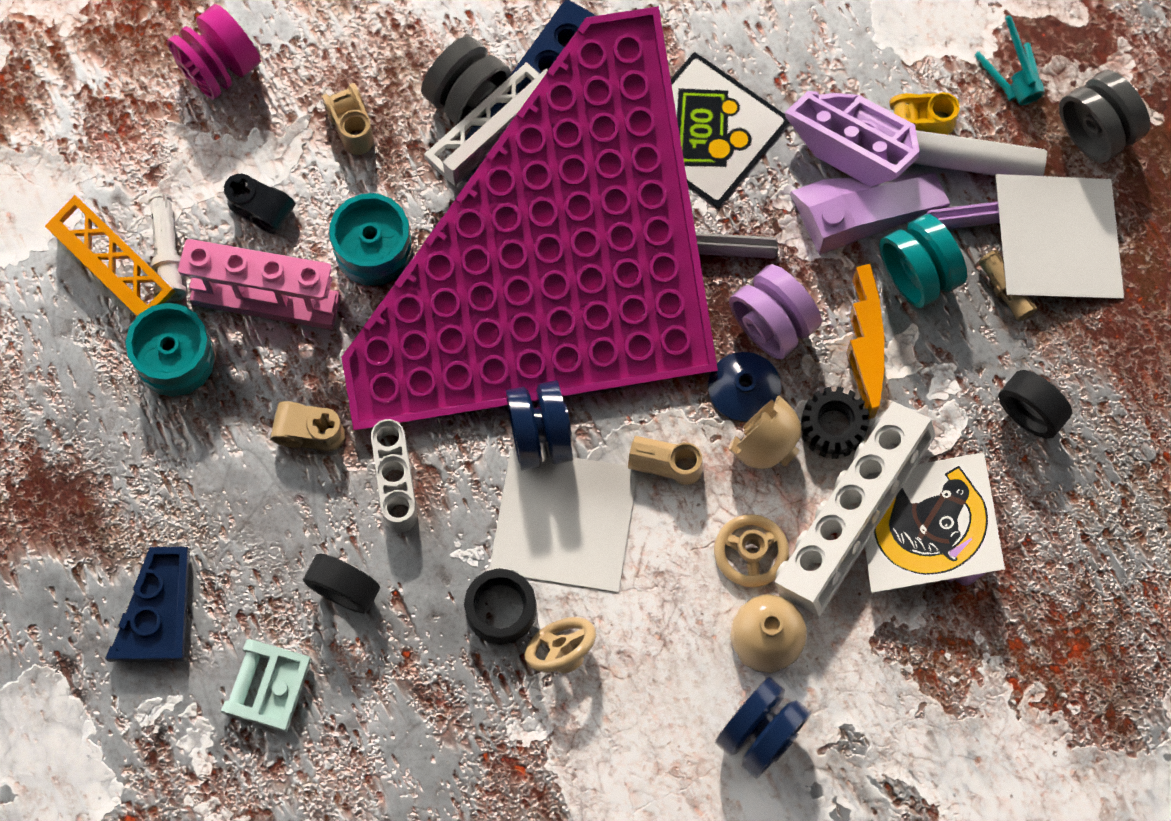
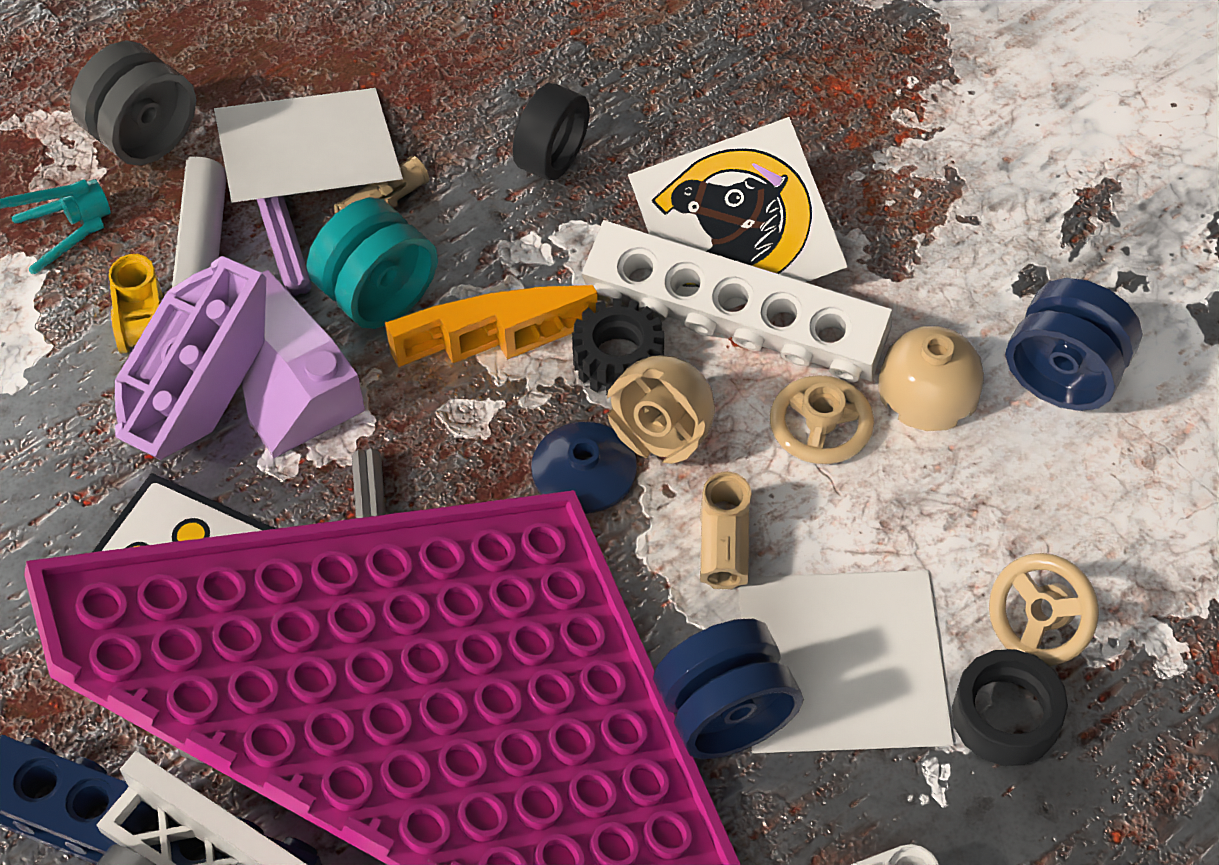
camera: 100 degrees left, 15 degrees down
(775, 311) = (479, 417): lavender wheel -> none

